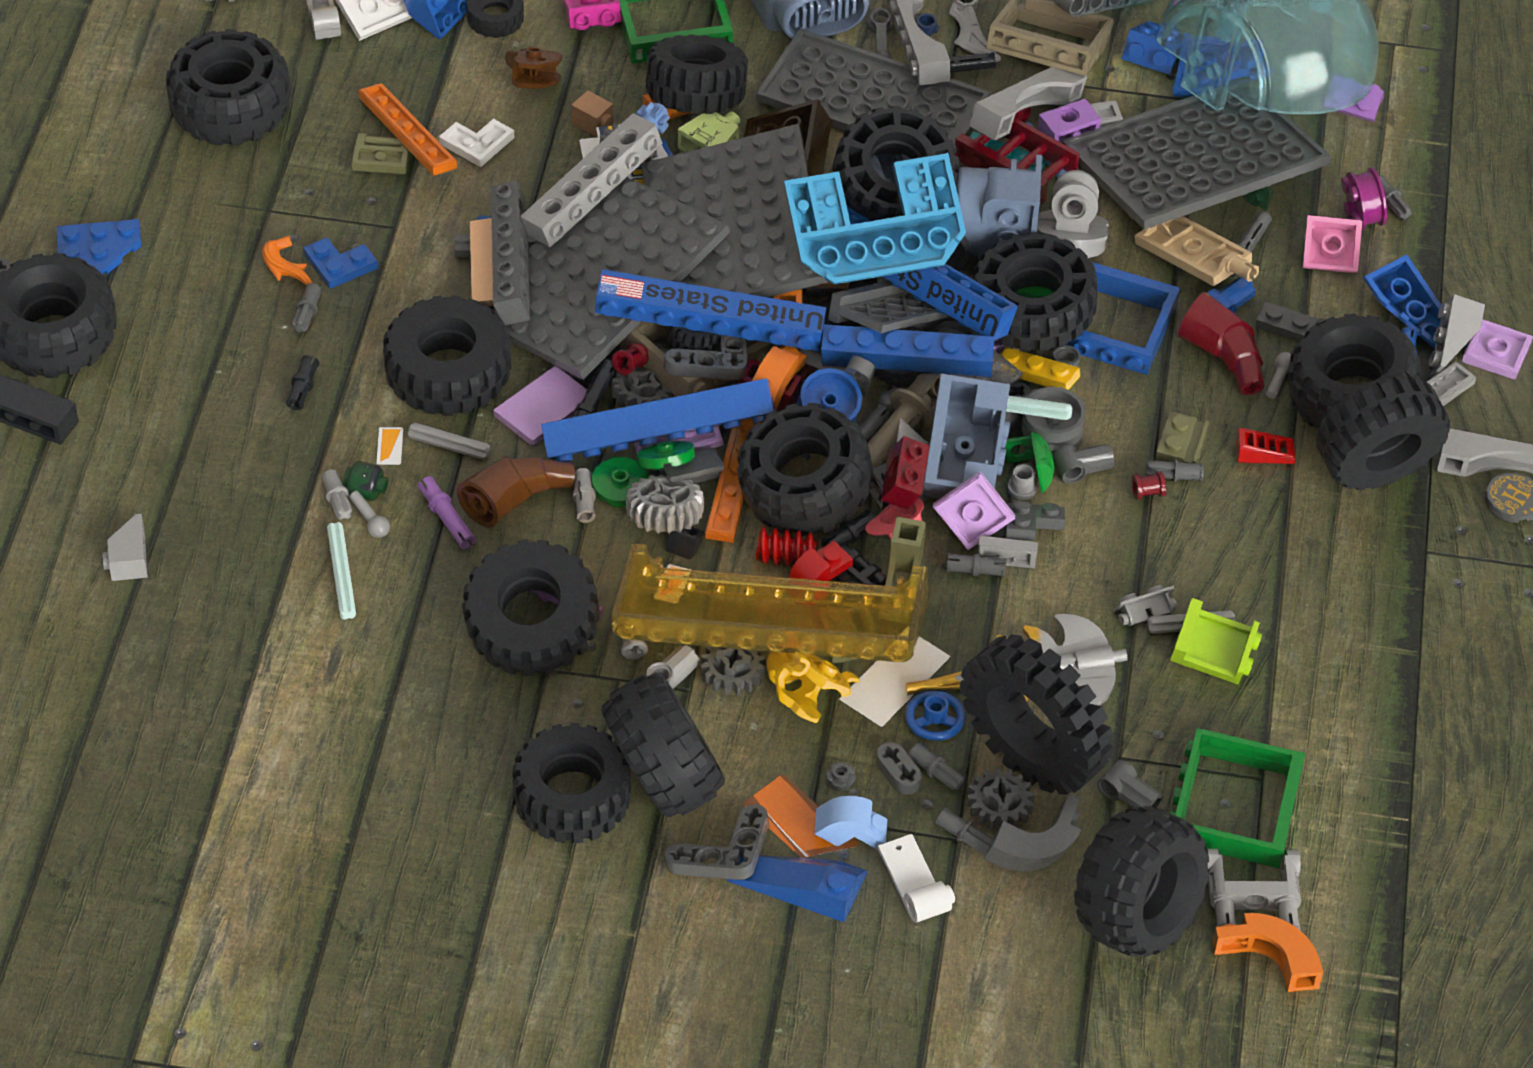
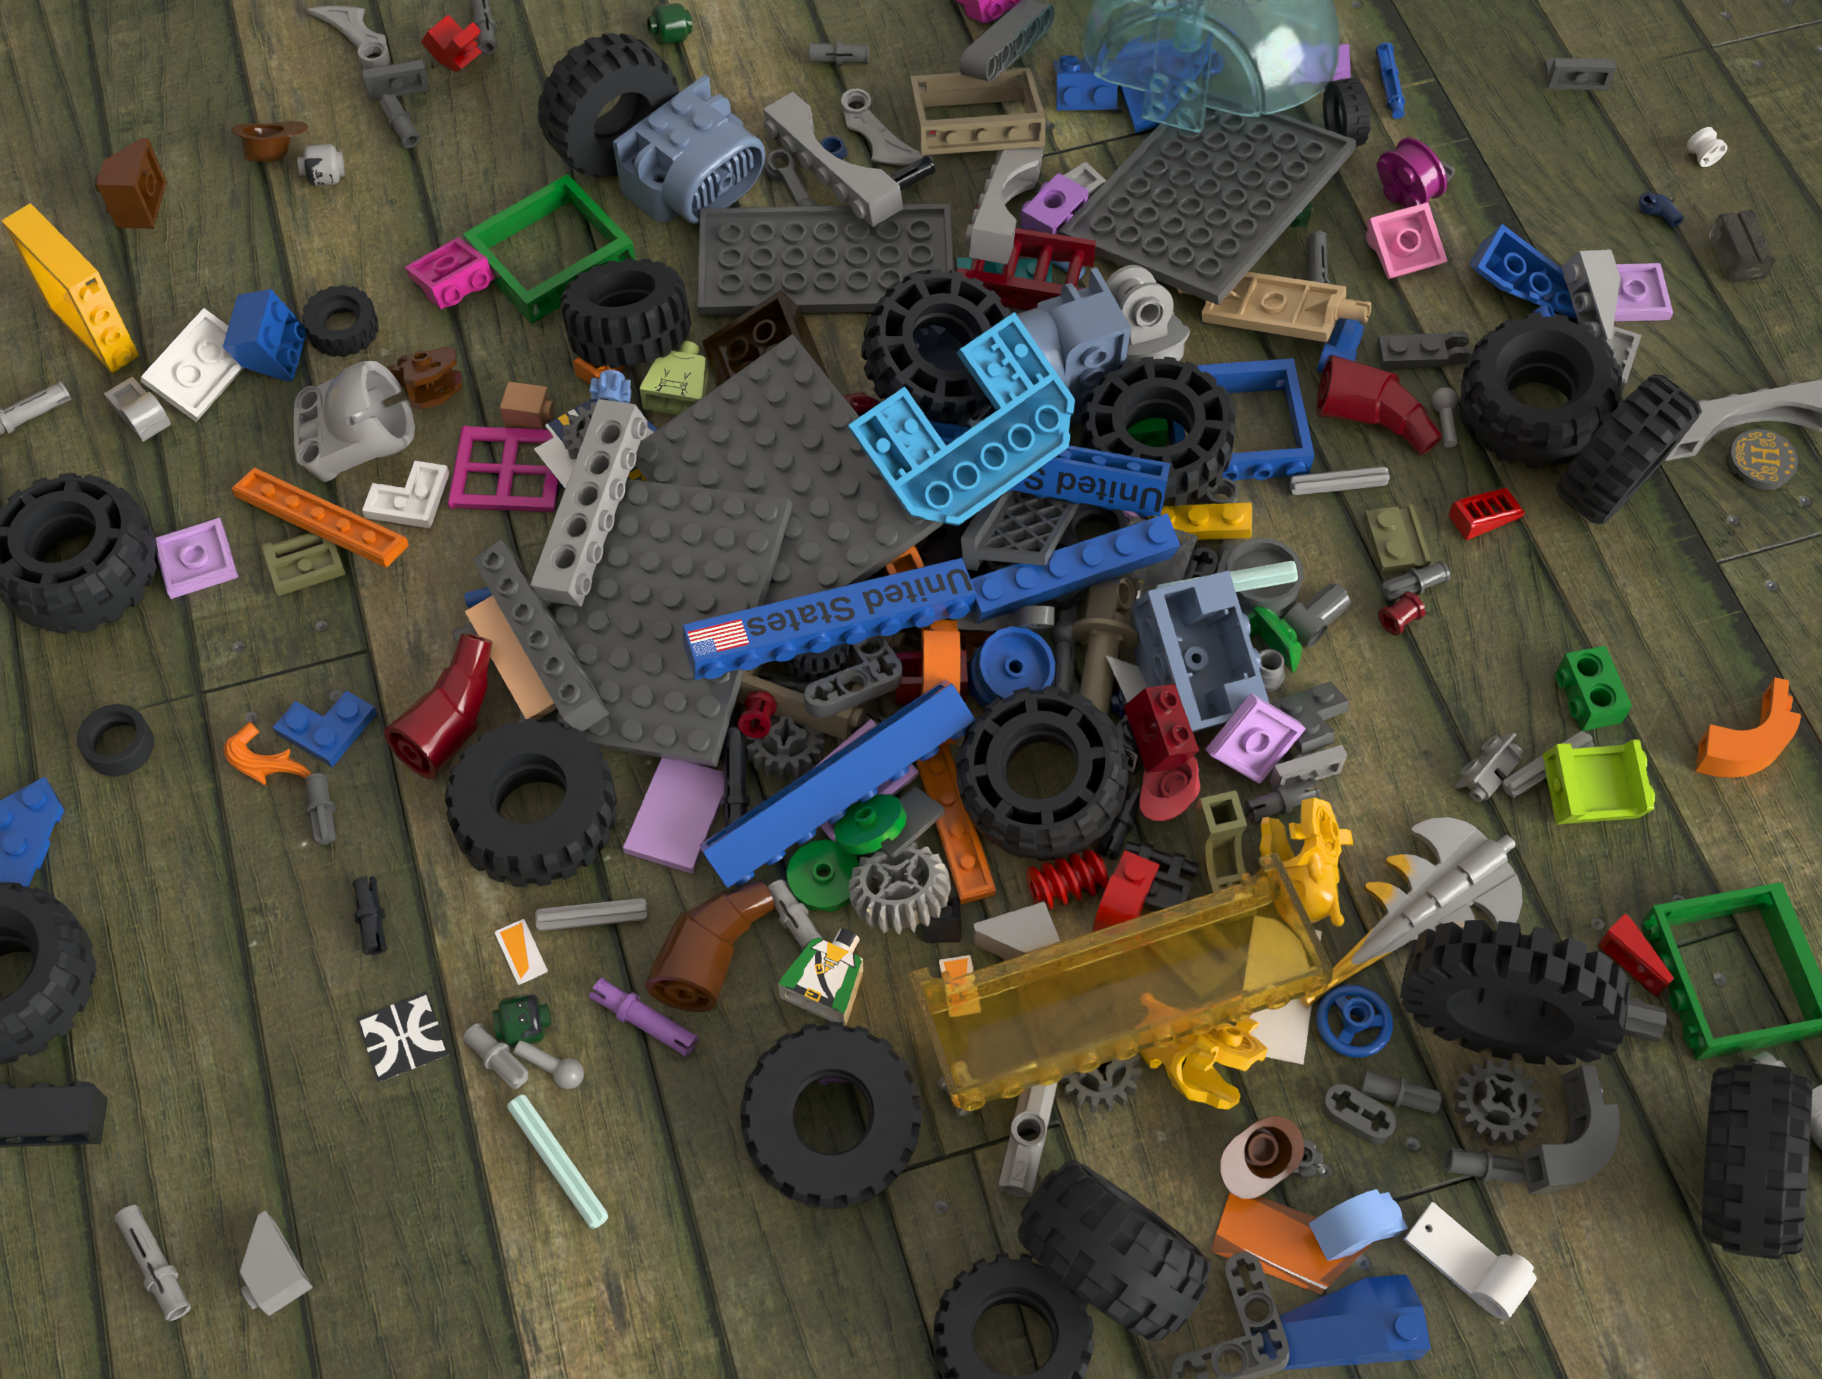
camera: 25 degrees left, 10 degrees up
(57, 527) = (158, 1275): none -> light grey pin
(196, 200) = (105, 719): none -> black tyre
(284, 462) = (402, 1036): none -> sticker
(310, 126) = (195, 558): none -> lavender tile
(421, 278) = (447, 715): none -> dark red piece
(464, 74) = (348, 421): none -> light grey piece
(543, 168) = (506, 471): none -> dark pink window
(583, 534) = (825, 977): none -> torso
(728, 559) = (1016, 932): none -> light grey slope
(807, 754) = (1261, 1156): none -> reddish brown piece
(962, 597) = (1315, 868): none -> yellow helmet
(1164, 753) = (1635, 955): none -> red slope
(1165, 385) = (1339, 480): none -> light grey axle
(1259, 588) = (1600, 686): none -> green brick
(1343, 137) = (1347, 109): none -> black tyre
(1355, 672) = (1746, 752): none -> orange arch
(1407, 130) = (1389, 75): none -> blue piece

